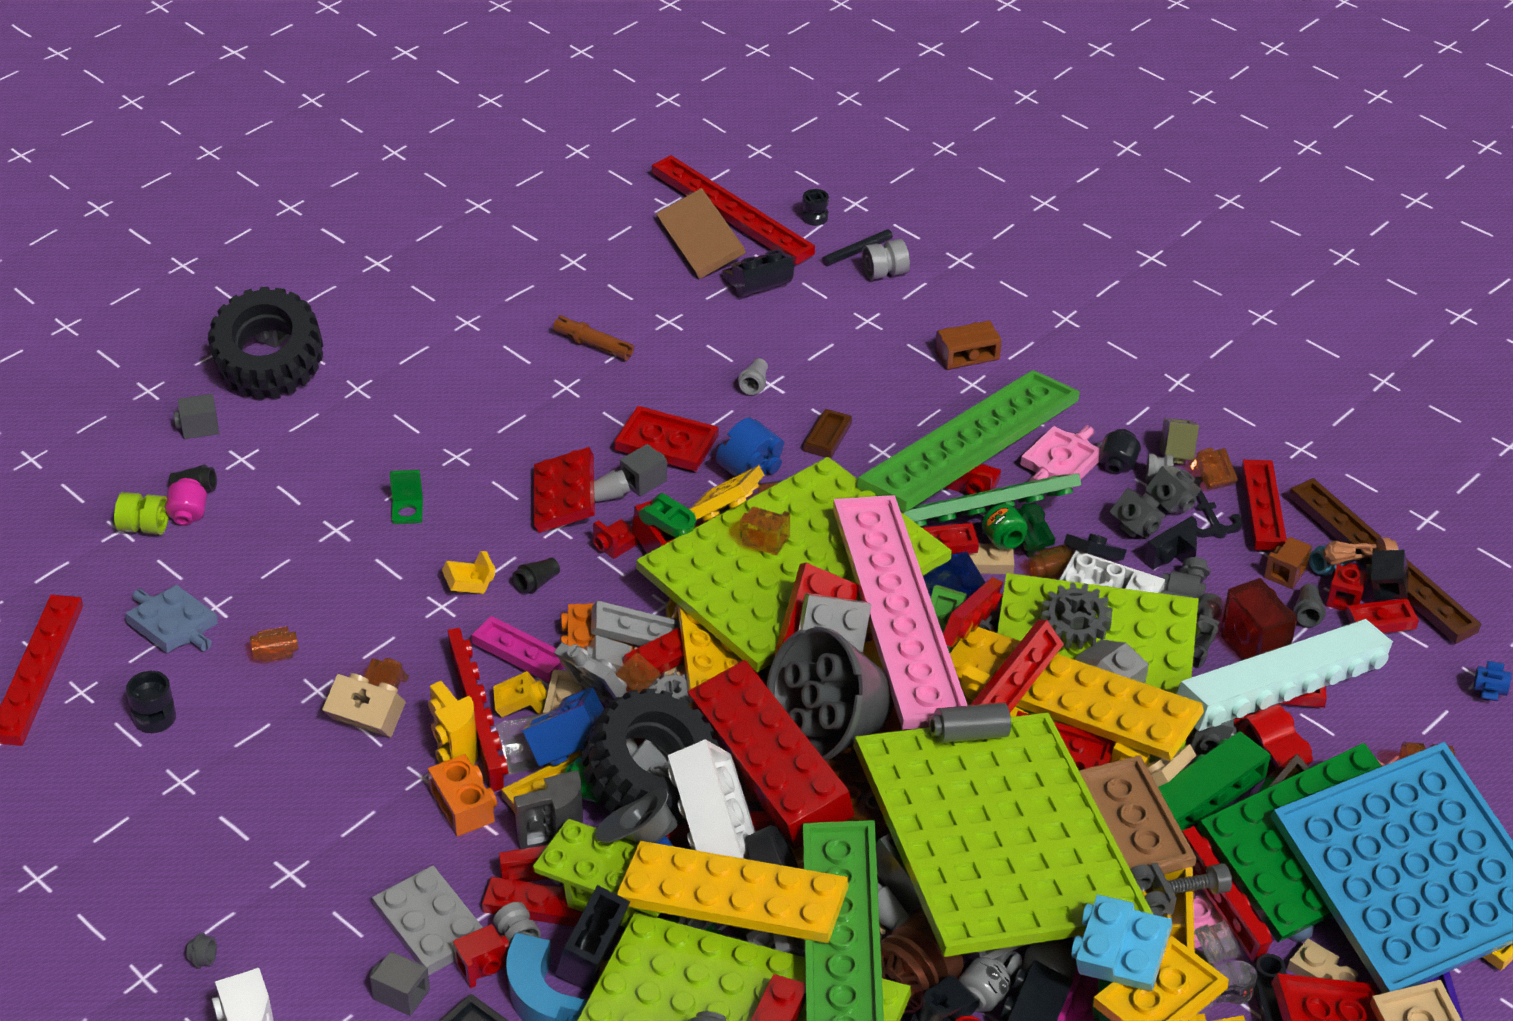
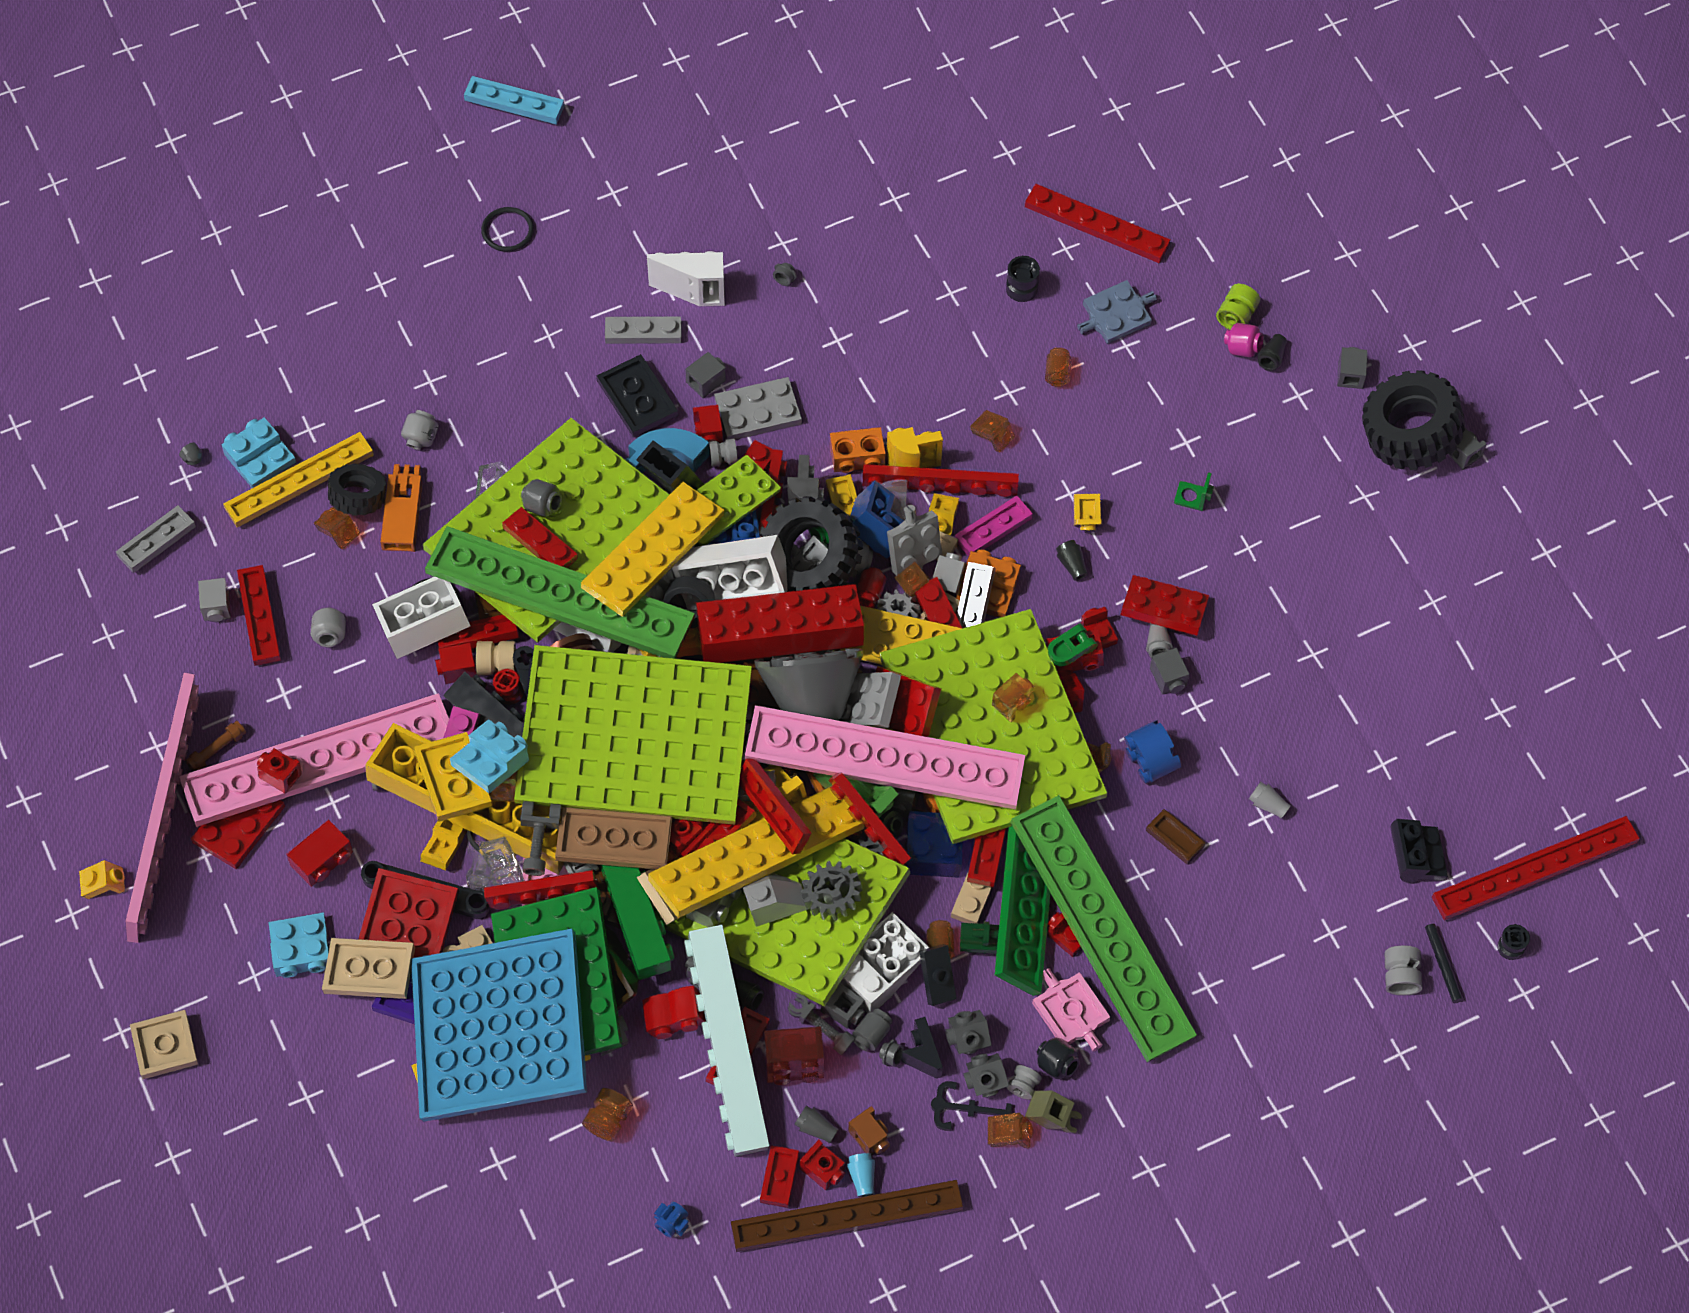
camera: 110 degrees right, 20 degrees up
(347, 704) = (965, 407): tan brick -> none
(584, 334) = (1376, 681): dark orange pin -> none
(641, 820) = (744, 514): dark grey piece -> none
(677, 438) = (1207, 703): red plate -> none
(700, 233) = (1499, 824): medium nougat tile -> none
(731, 493) = (1094, 705): yellow plate -> none
(968, 344) = (1252, 994): dark orange brick -> none
(970, 722) = (729, 745): dark grey brick -> none
(1004, 526) = (979, 905): green head -> none
(1263, 504) = (950, 1151): red plate -> none
(1339, 552) = (848, 1159): nougat piece -> none
(1388, 574) = (809, 1191): black brick -> none

